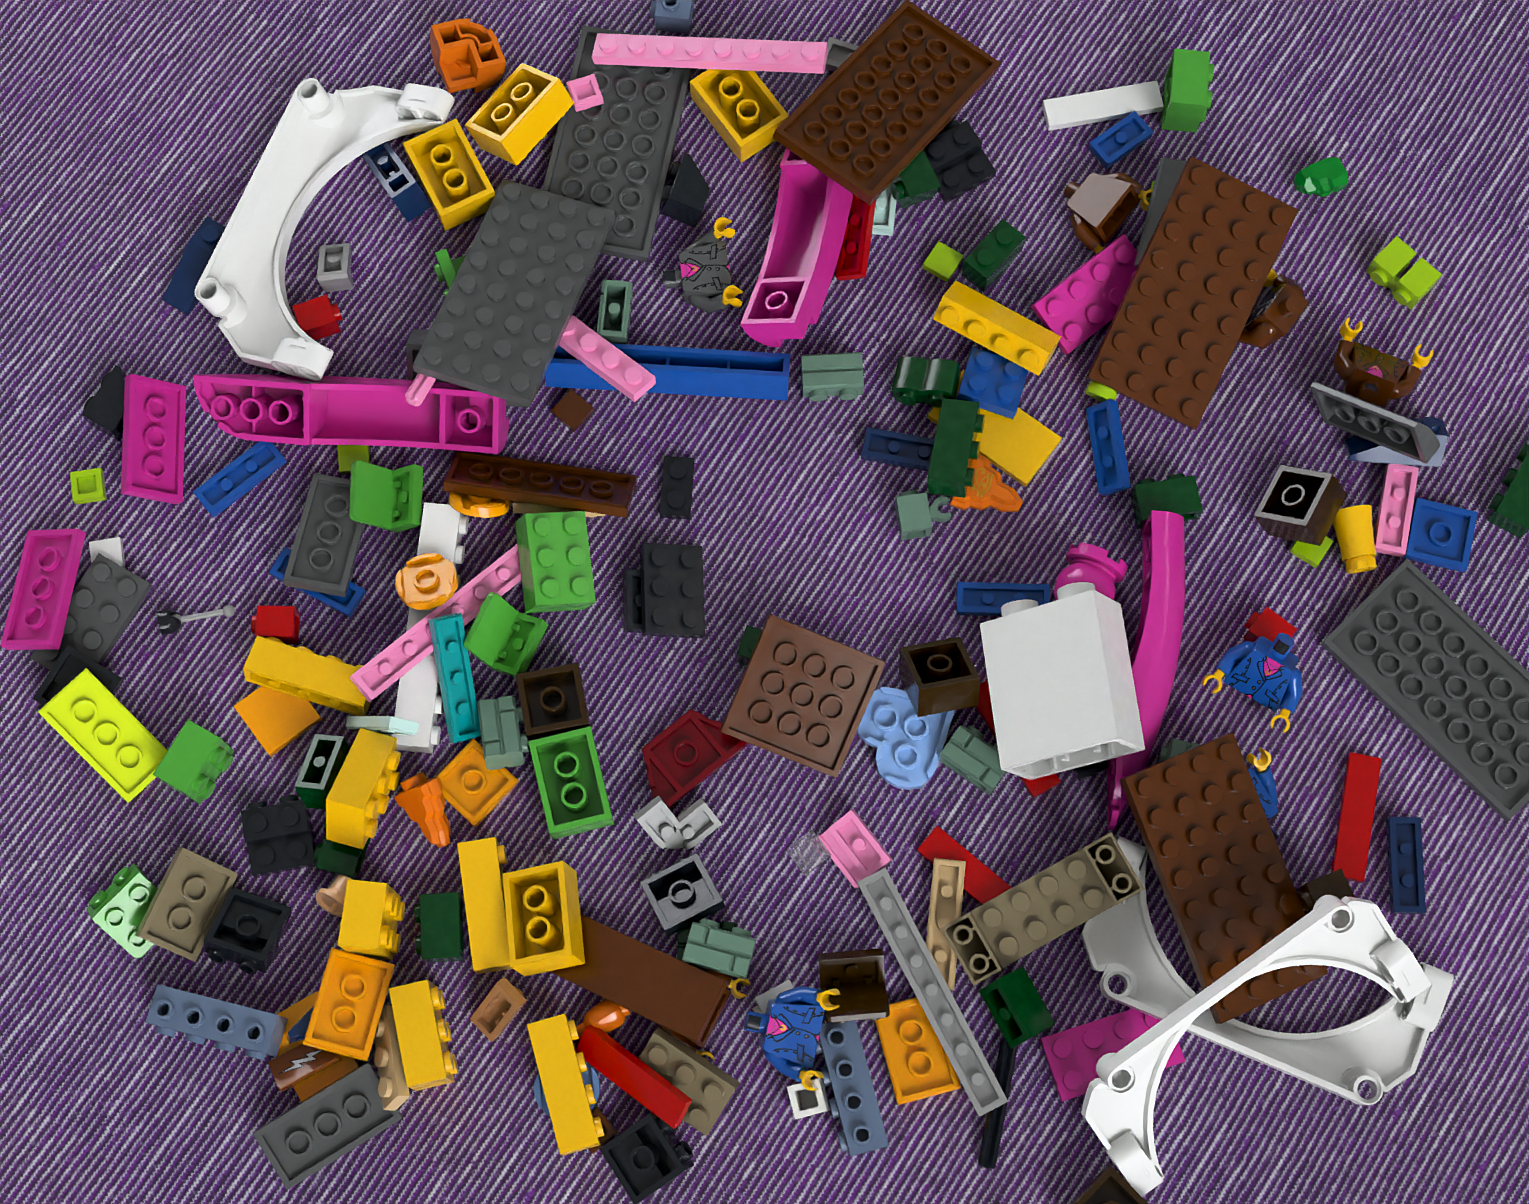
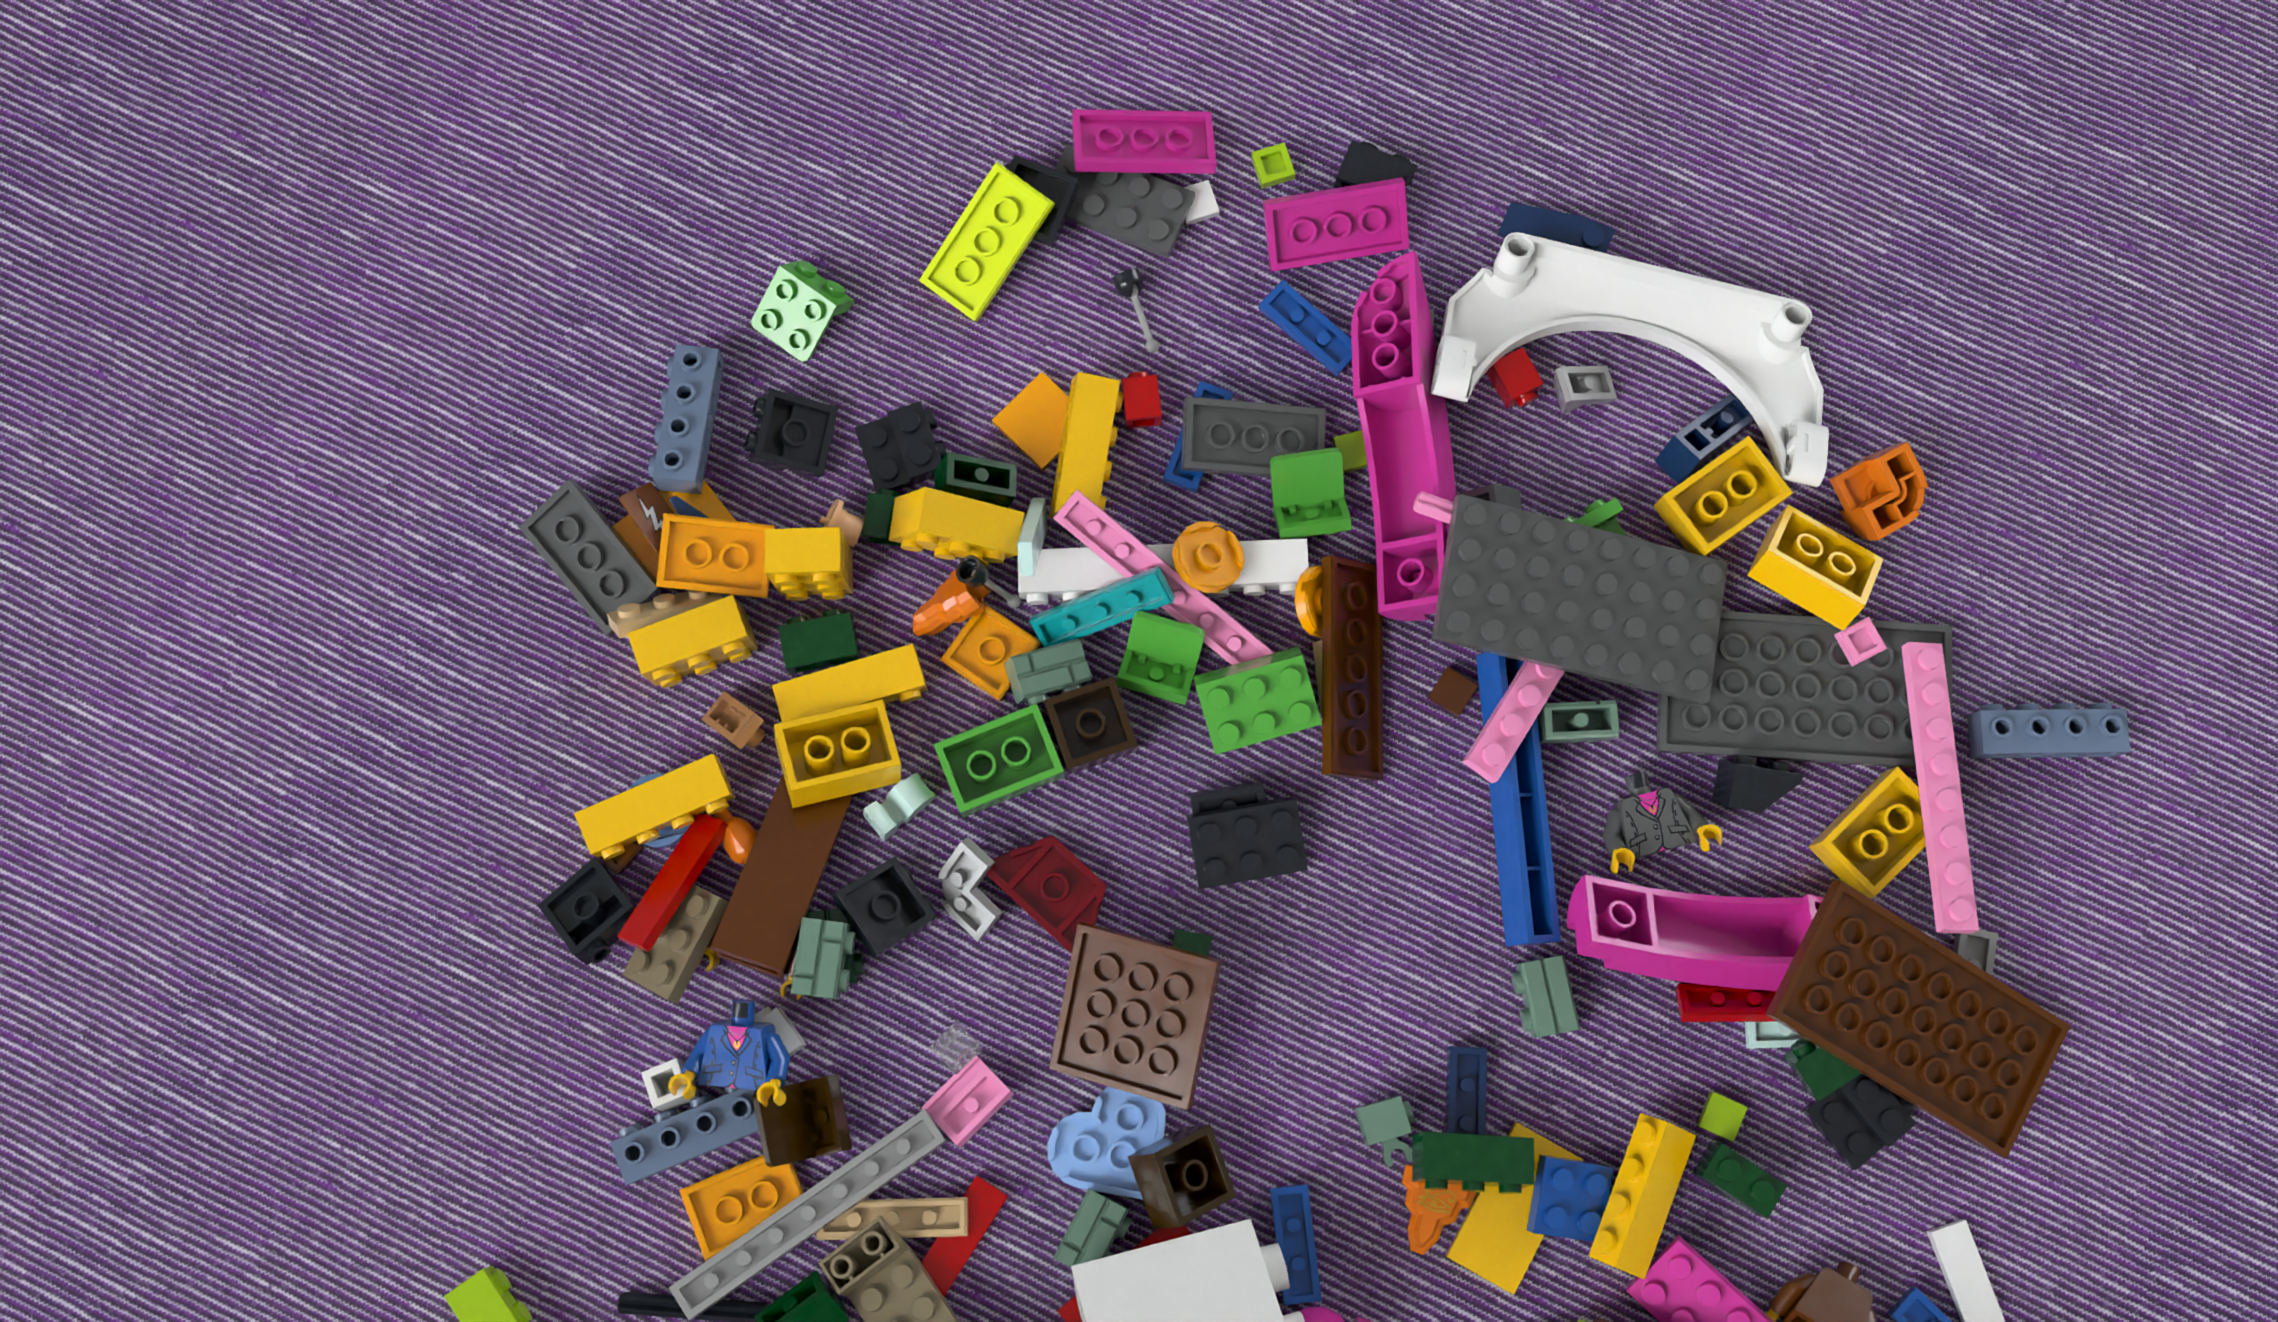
camera: 80 degrees right, 5 degrees up
(186, 904) = (811, 362): dark tan plate -> none
(194, 762) = (967, 340): bright green brick -> none
(410, 776) = (975, 573): none -> black hinge
(597, 876) = (900, 806): none -> light aqua leg
(677, 487) = (1376, 829): black plate -> none
(925, 381) = (1556, 1114): dark green brick -> none

